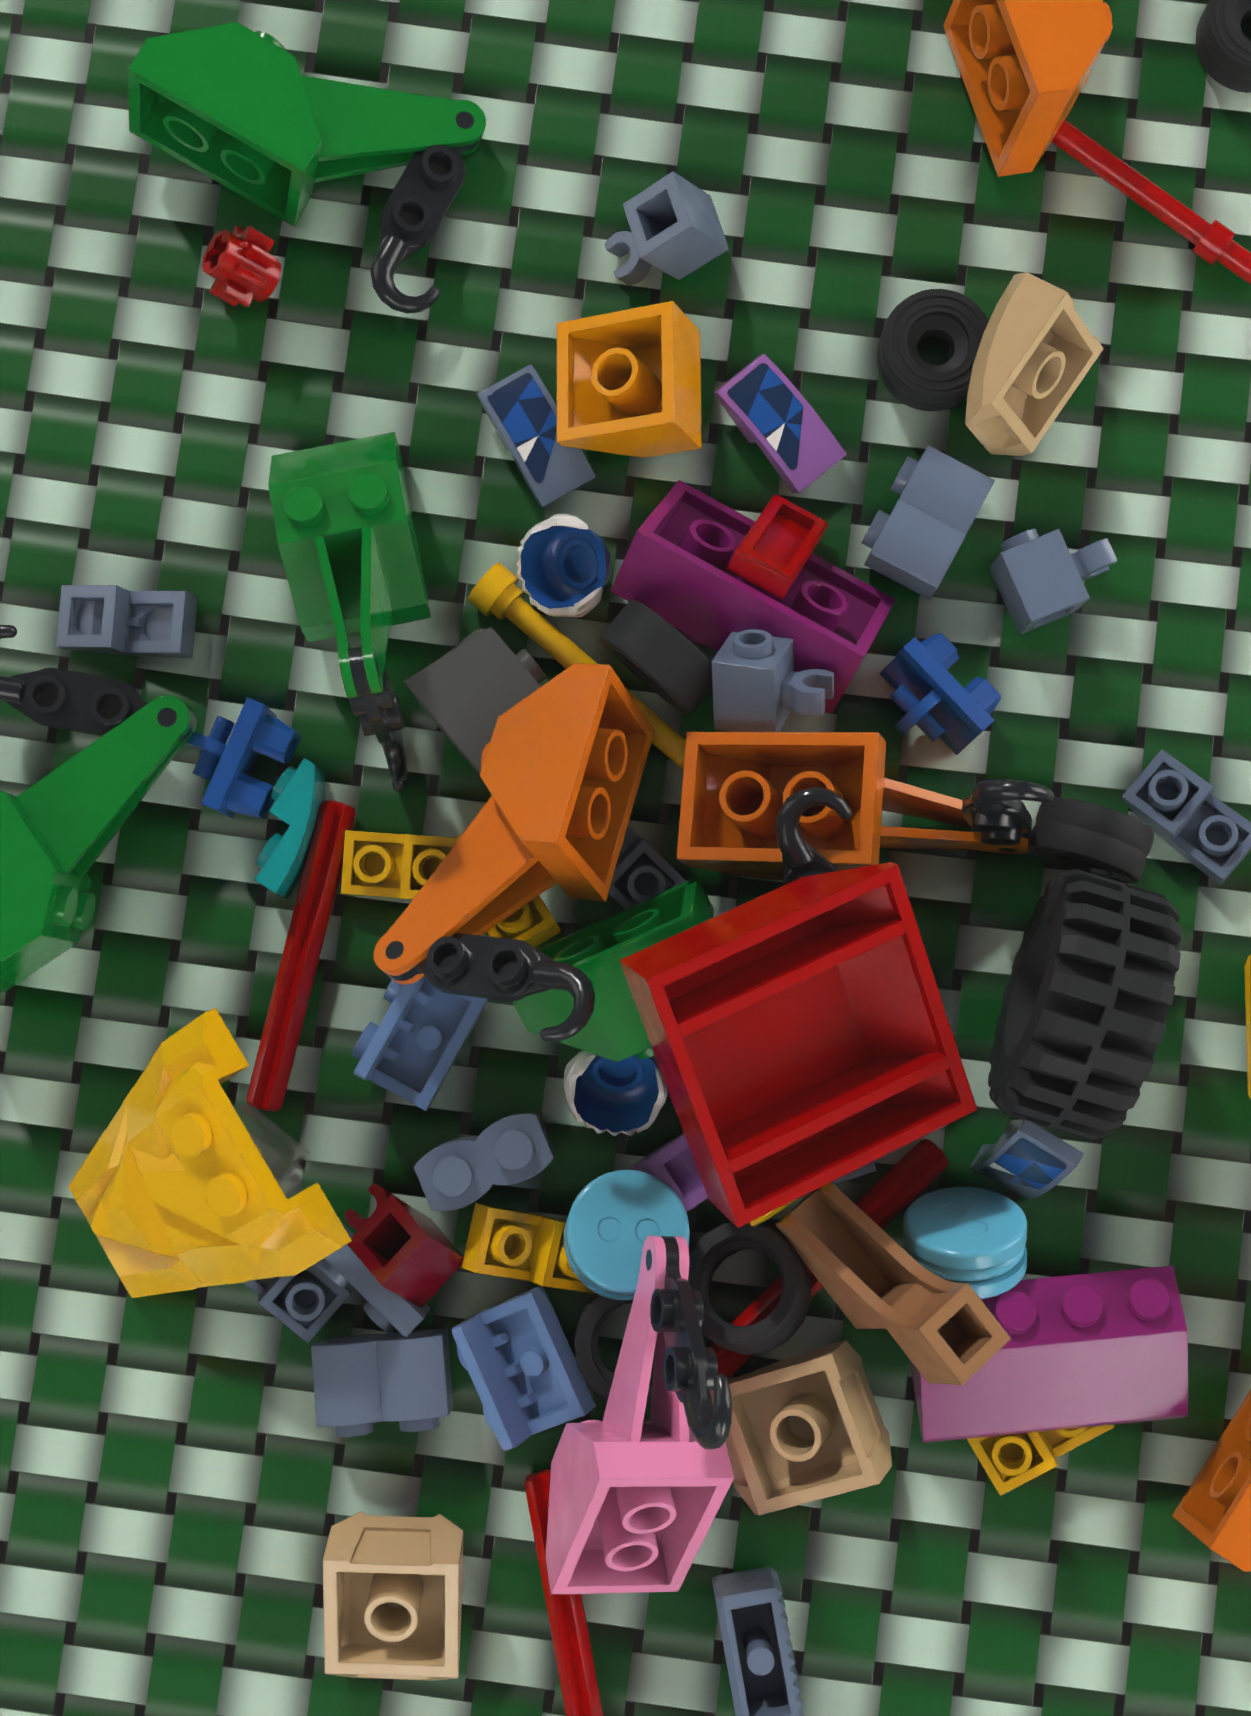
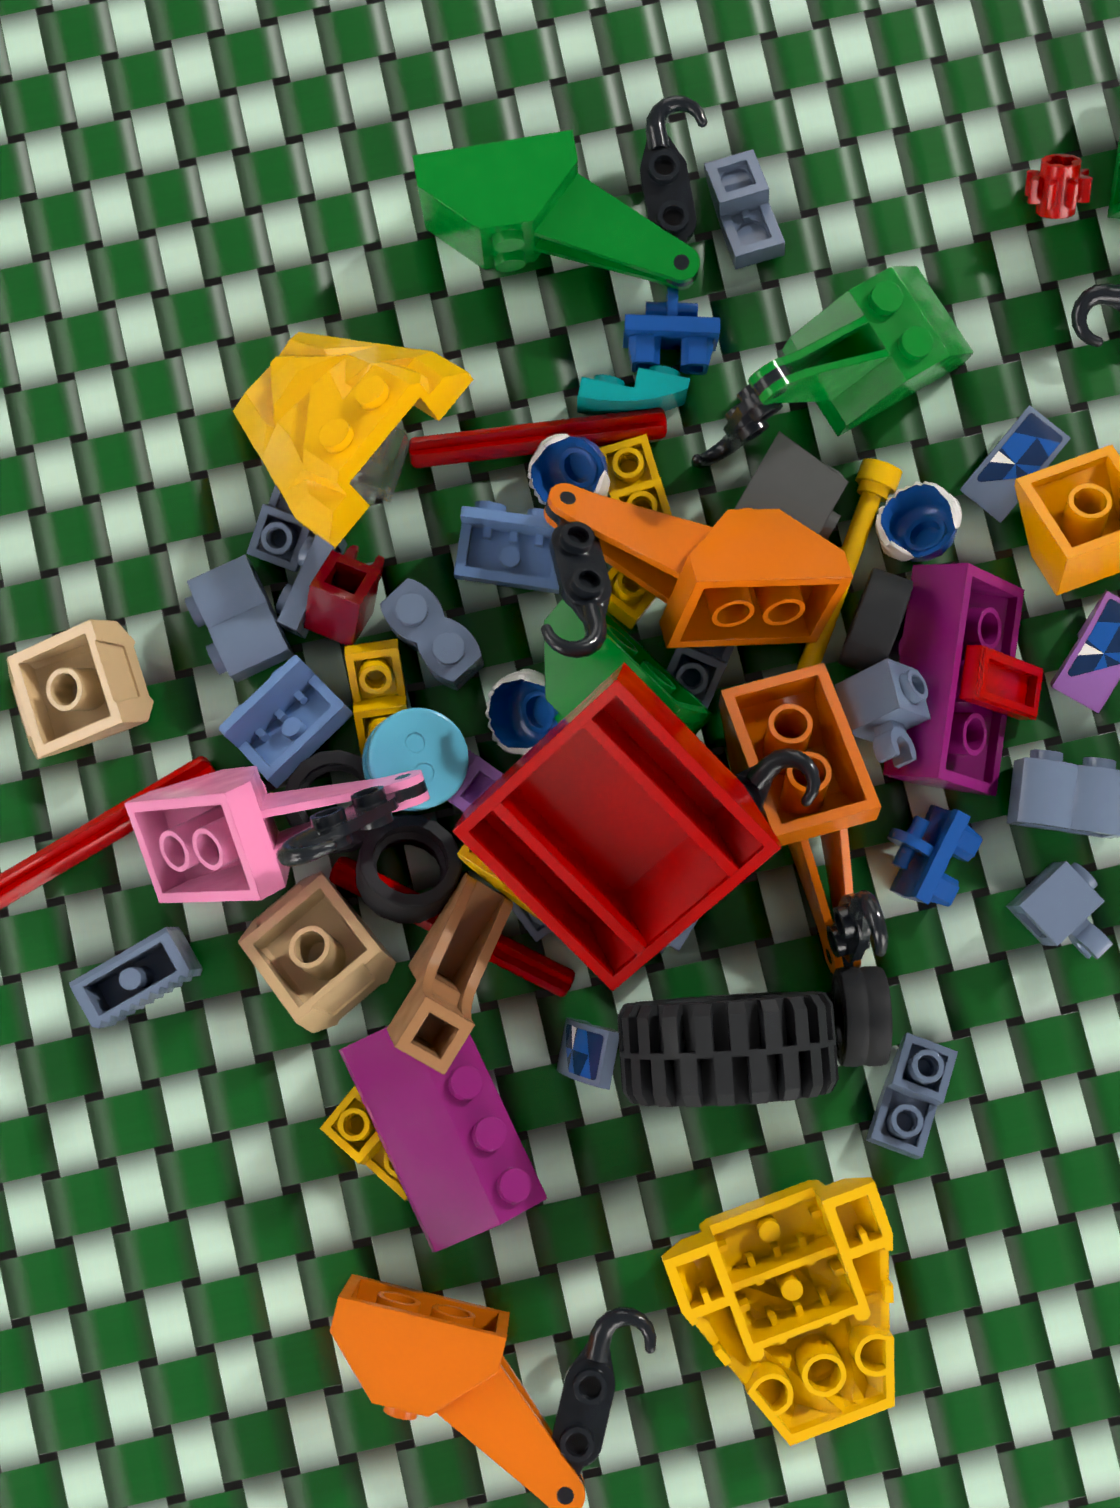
camera: 70 degrees right, 0 degrees up
(348, 931) = (569, 461): none -> blue hair
(968, 1238) = (510, 1029): medium azure head -> none

